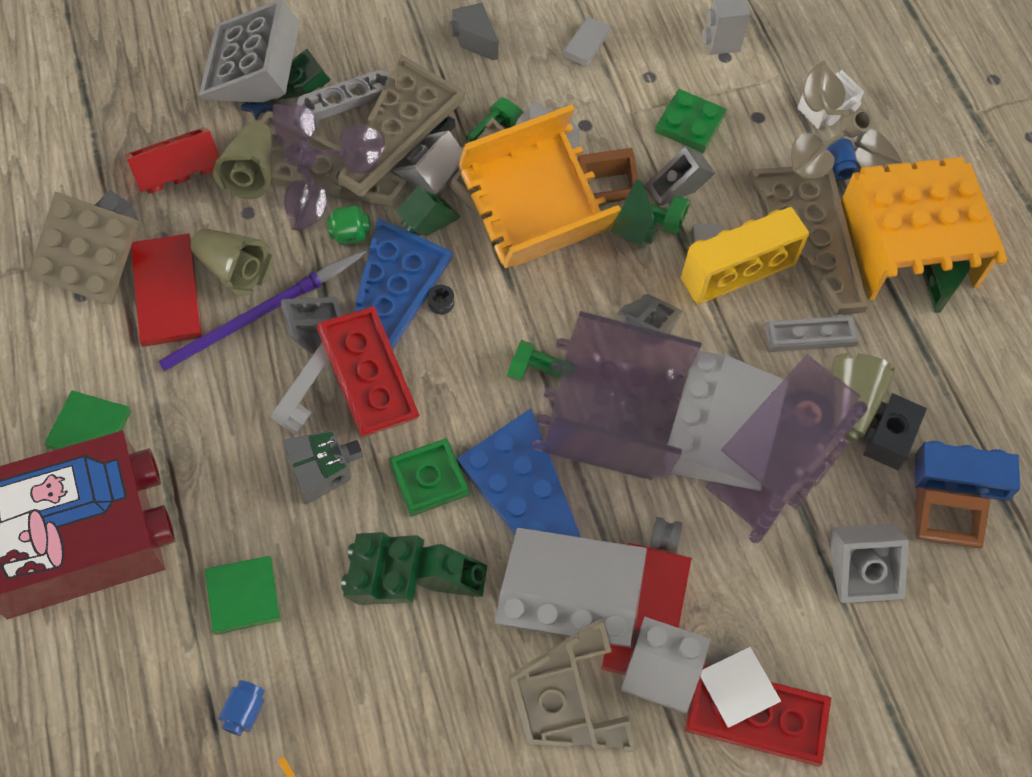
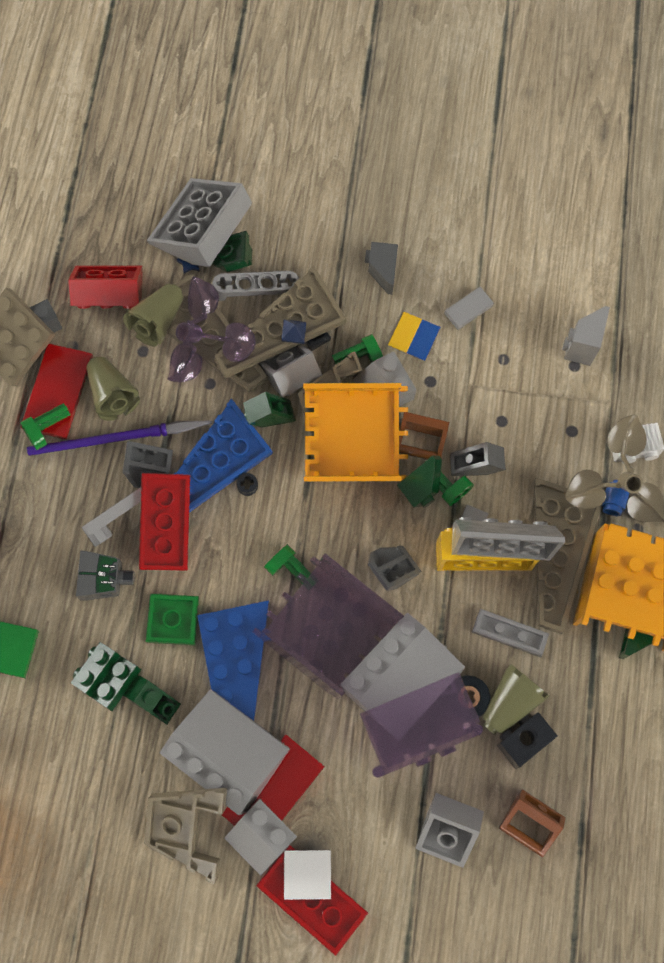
camera: 25 degrees right, 10 degrees up
(159, 332) = (33, 427): none -> green piece
(348, 225) = (207, 396): green head -> none
(415, 121) = (293, 331): none -> dark blue slope
(545, 87) = (414, 336): none -> sticker
(666, 534) = (314, 741): dark grey wheel -> none
(690, 120) = (514, 412): green plate -> none
(768, 219) = (505, 540): none -> light grey slope
(967, 470) = (564, 795): blue brick -> none

